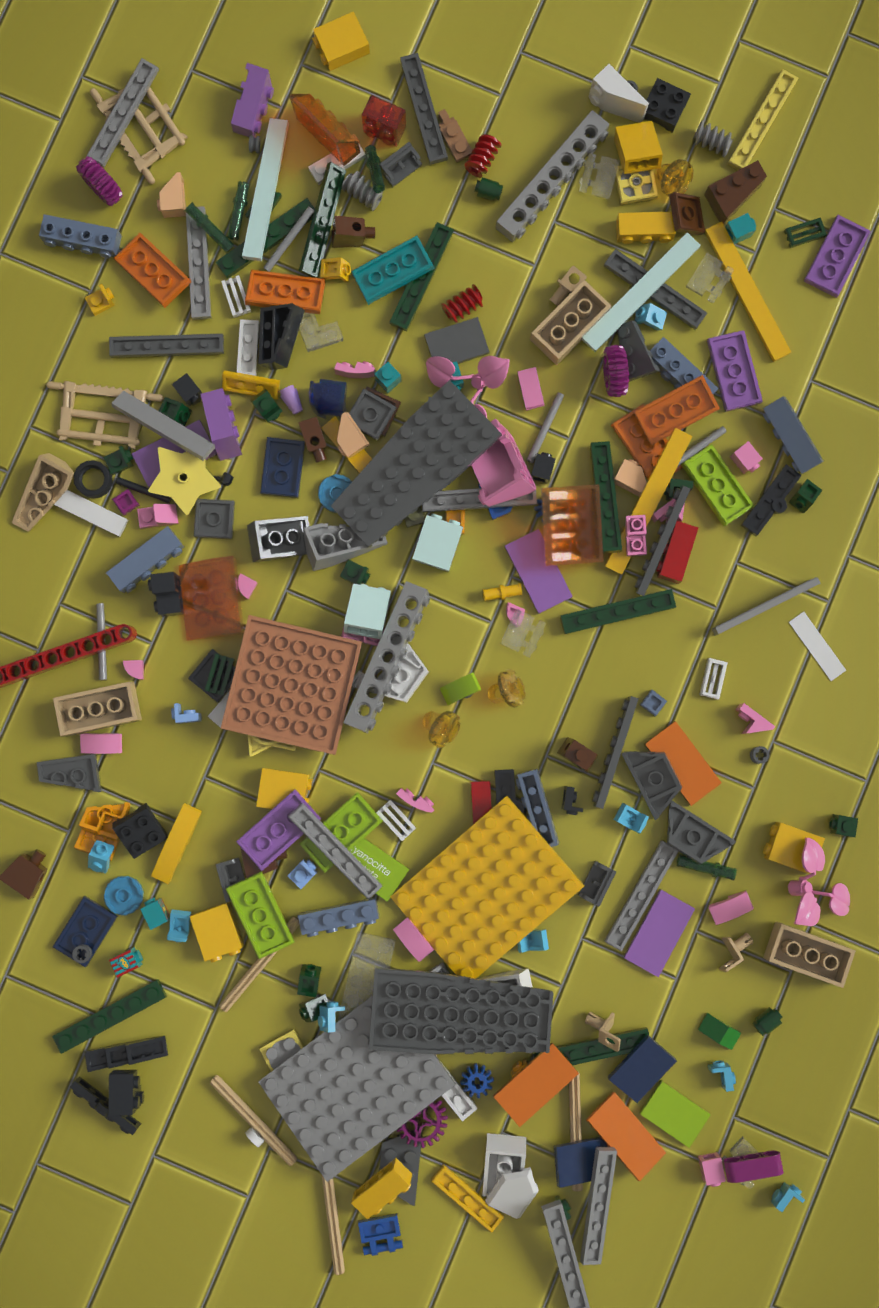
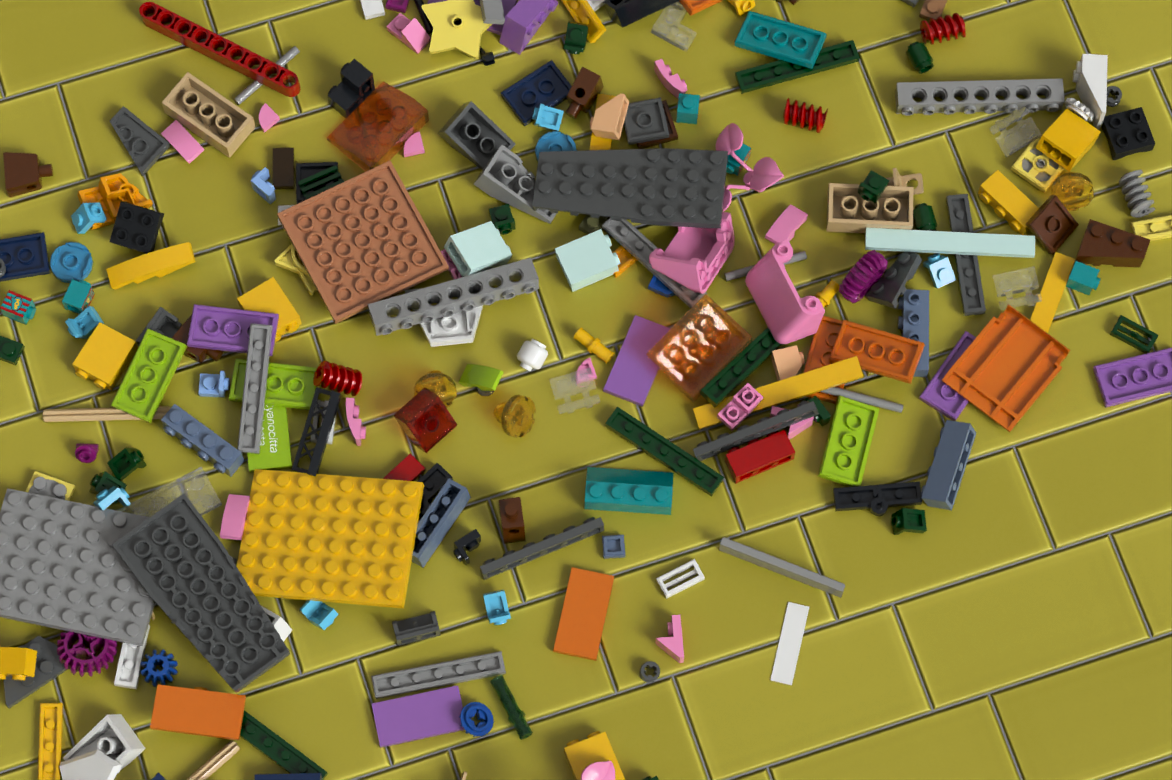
camera: 55 degrees right, 15 degrees down
(145, 560) = (369, 51): sand blue brick -> none
(183, 689) = (283, 168): none -> dark brown tile
(214, 519) = (446, 76): dark grey tile -> none
(276, 1001) = (86, 452): none -> magenta plate
(291, 399) = (600, 51): lavender cone -> none
(308, 477) = (547, 117): none -> medium azure bracket
(327, 397) = (626, 75): clear blue brick -> none
(376, 786) = (338, 377): none -> red piece
(410, 833) = (325, 430): none -> black fence
(458, 342) = (771, 139): dark grey tile -> none
(460, 754) = (425, 420): none -> clear red brick
(473, 639) = (532, 355): none -> white head
(543, 467) = (728, 290): black brick -> none
(562, 306) = (872, 187): none -> dark green bracket
(583, 440) = (777, 299): none -> bright pink windscreen
(603, 412) = (828, 293): none -> yellow pin
(604, 1027) = (295, 734): tan bracket -> none
(608, 292) = (924, 217): none -> dark green brick
(623, 119) = (1079, 109): none -> white gear
(624, 658) = (629, 490): none -> teal slope
(654, 778) = (547, 599): dark grey wing -> none
(693, 835) = (529, 673): dark grey wing -> none
(704, 899) = (483, 714): none -> blue gear
(731, 908) = (494, 756): bright pink slope -> none
(746, 458) = (893, 445): bright pink brick -> none
(758, 335) = (1007, 367): none -> orange piece

